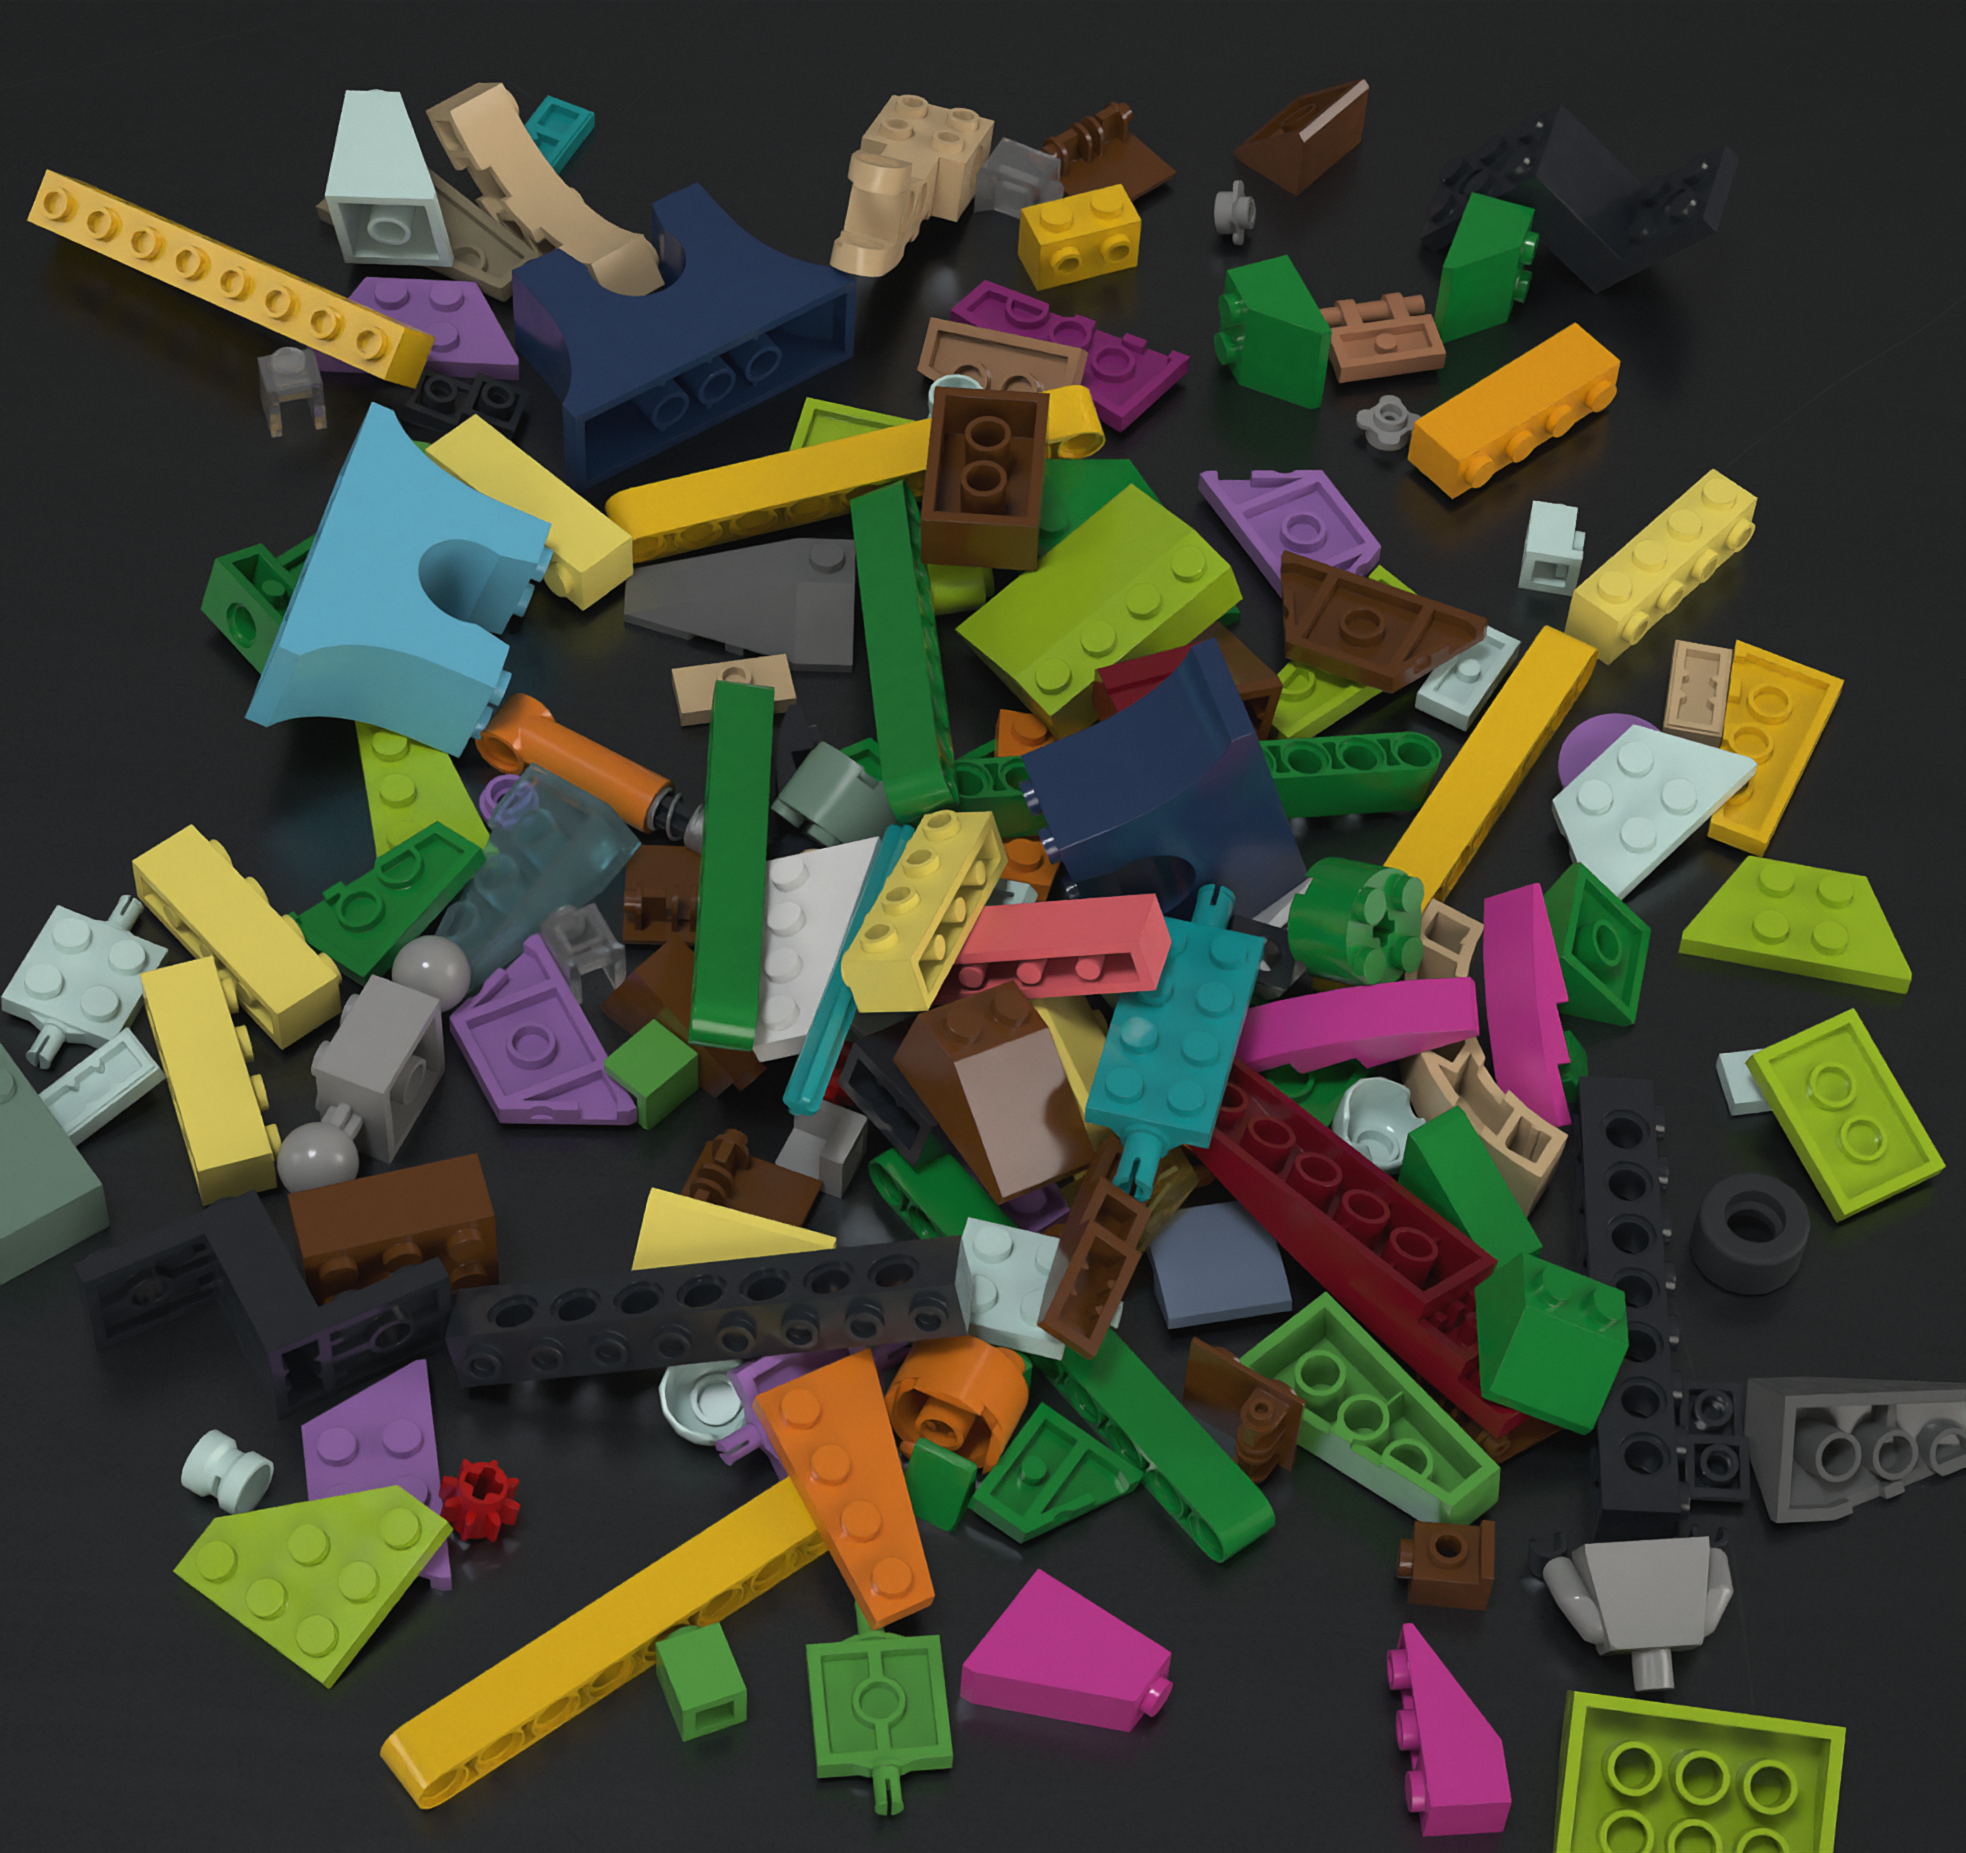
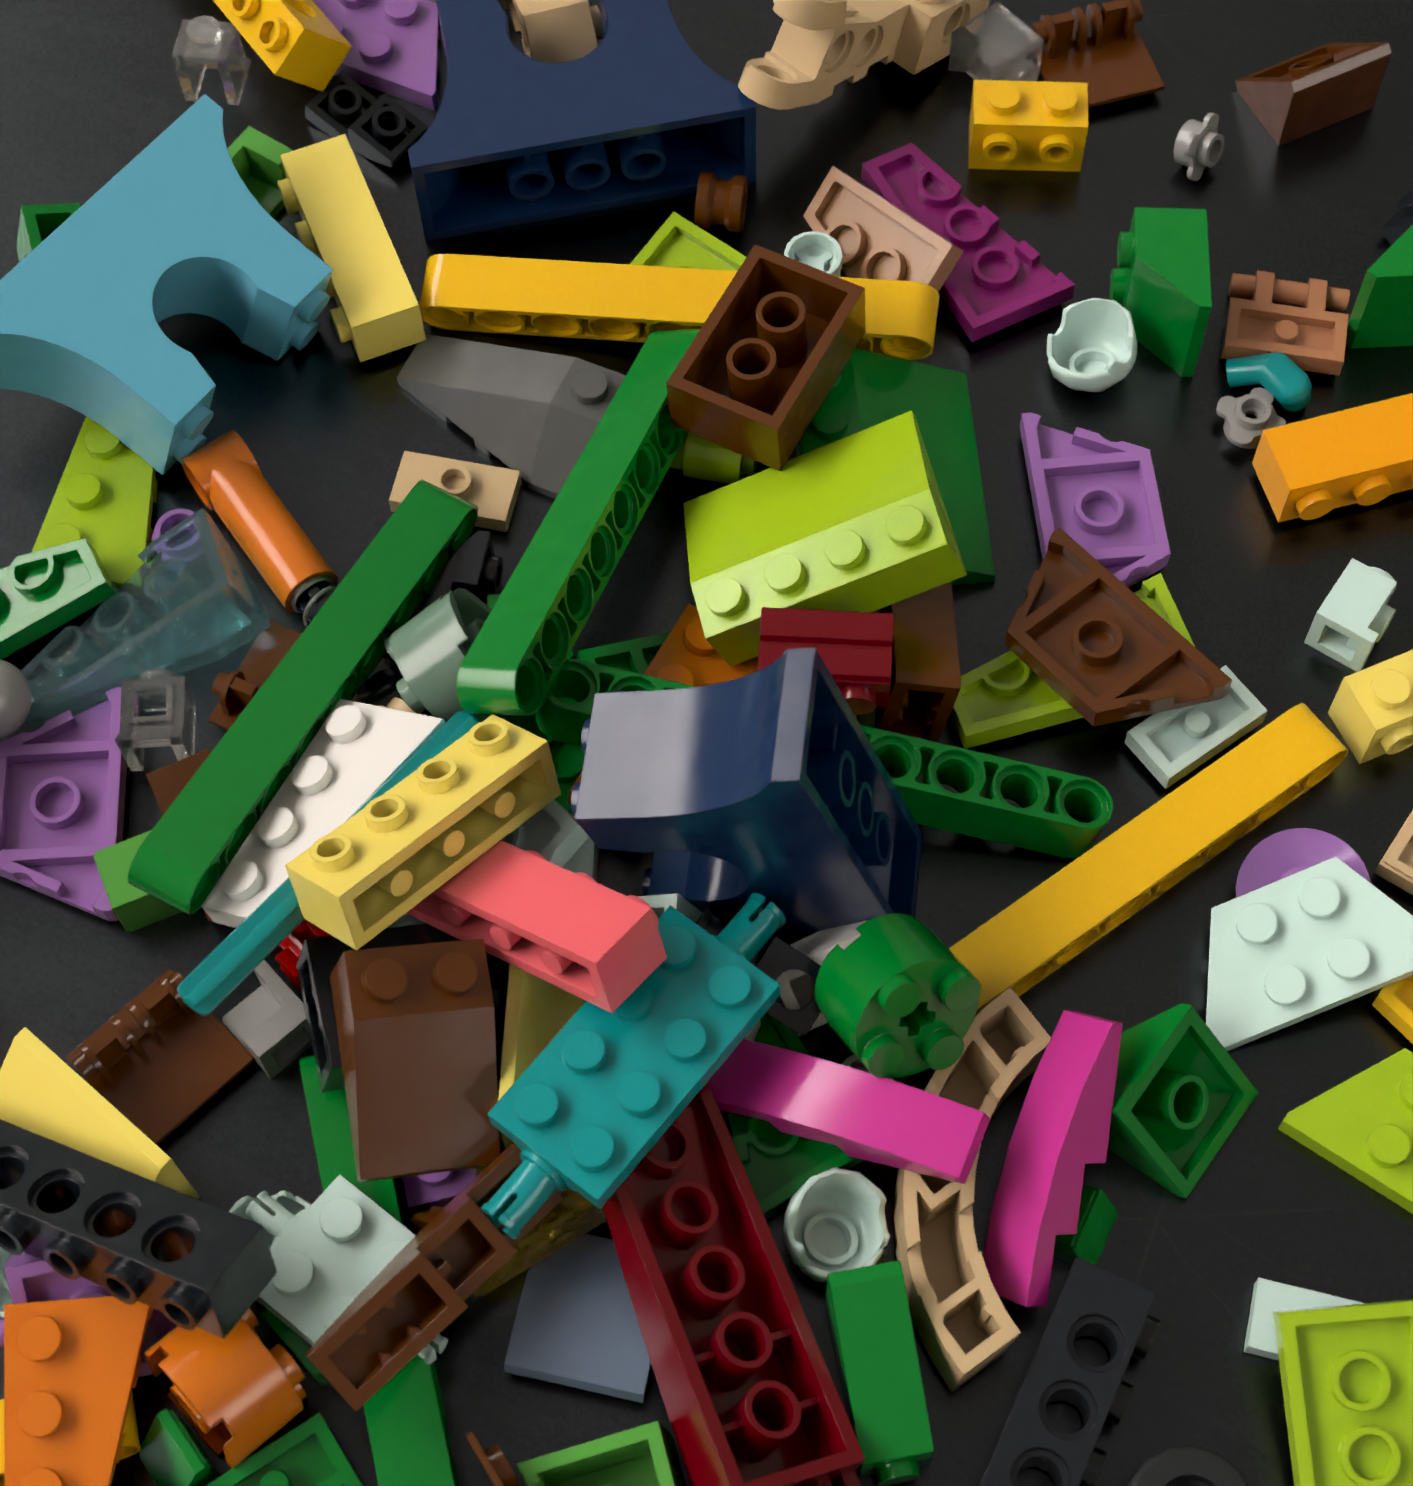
camera: 30 degrees right, 10 degrees up
(841, 377) = (721, 202): none -> reddish brown wheel
(1231, 400) = (1093, 345): none -> light aqua hair
(1392, 379) = (1276, 374): none -> teal arm

